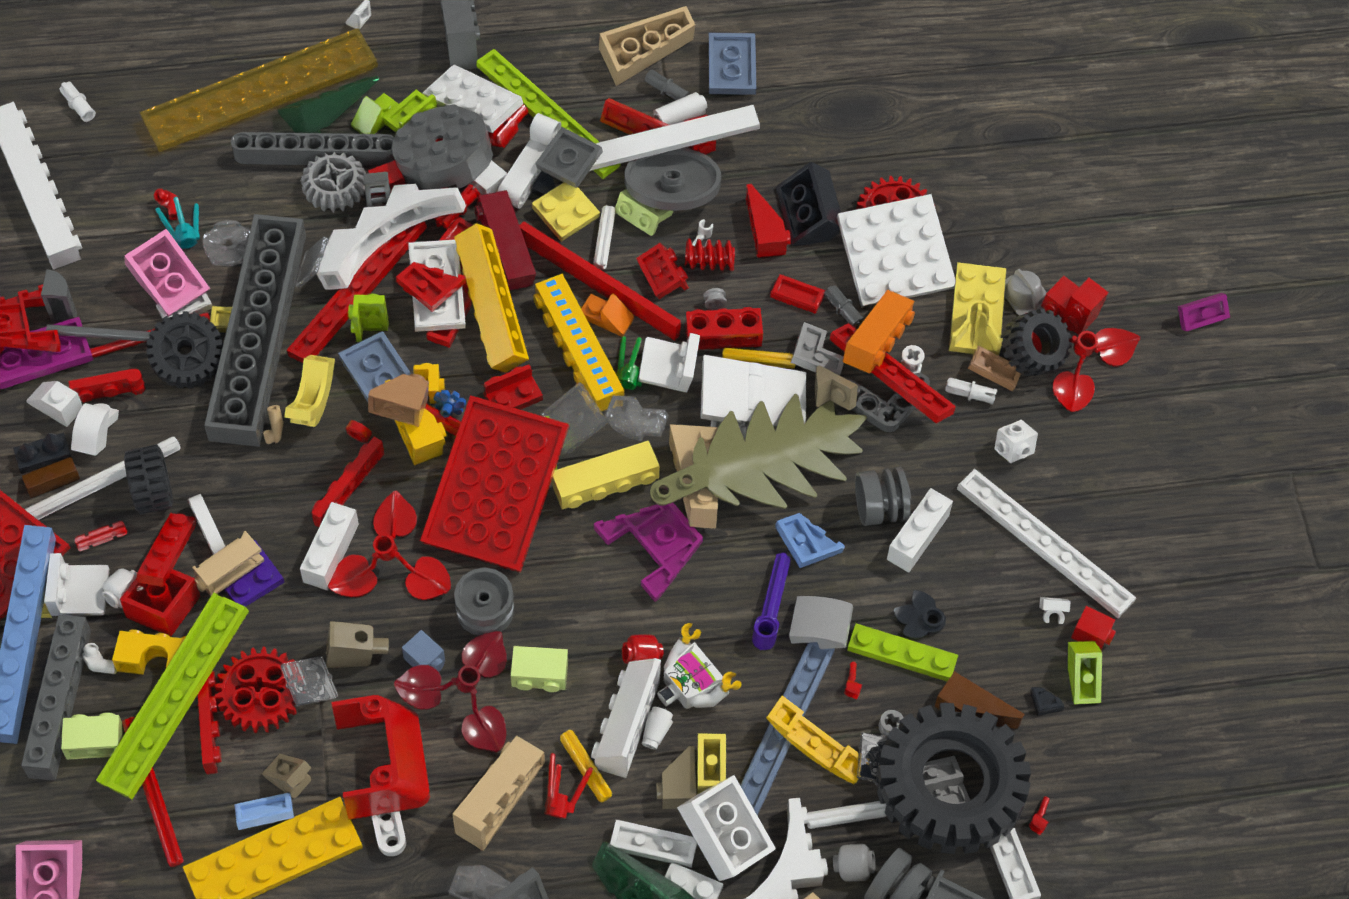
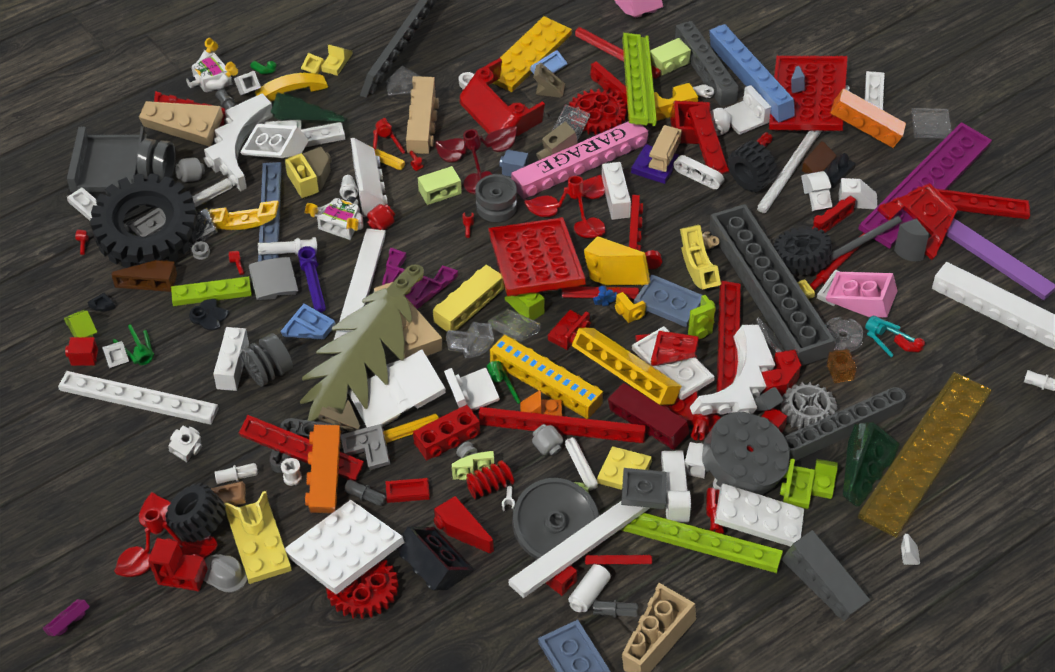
camera: 155 degrees right, 10 degrees down
(260, 200) = (841, 365): none -> clear orange brick
(310, 622) = (579, 158): none -> bright pink brick
(335, 215) = (785, 372): none -> red brick
(400, 399) = (620, 231): medium nougat slope -> none
(537, 597) = (468, 222): none -> red hand
(544, 727) = (416, 162): none -> red hand
(625, 269) = (547, 440): none -> light grey head
(662, 271) = (518, 455): red bracket -> none
(717, 571) = (363, 273): none -> white tile
(727, 279) = (471, 463): none -> yellowish green slope
(768, 656) = (286, 247): none -> white pin
(1022, 595) = (142, 354): none -> green plant

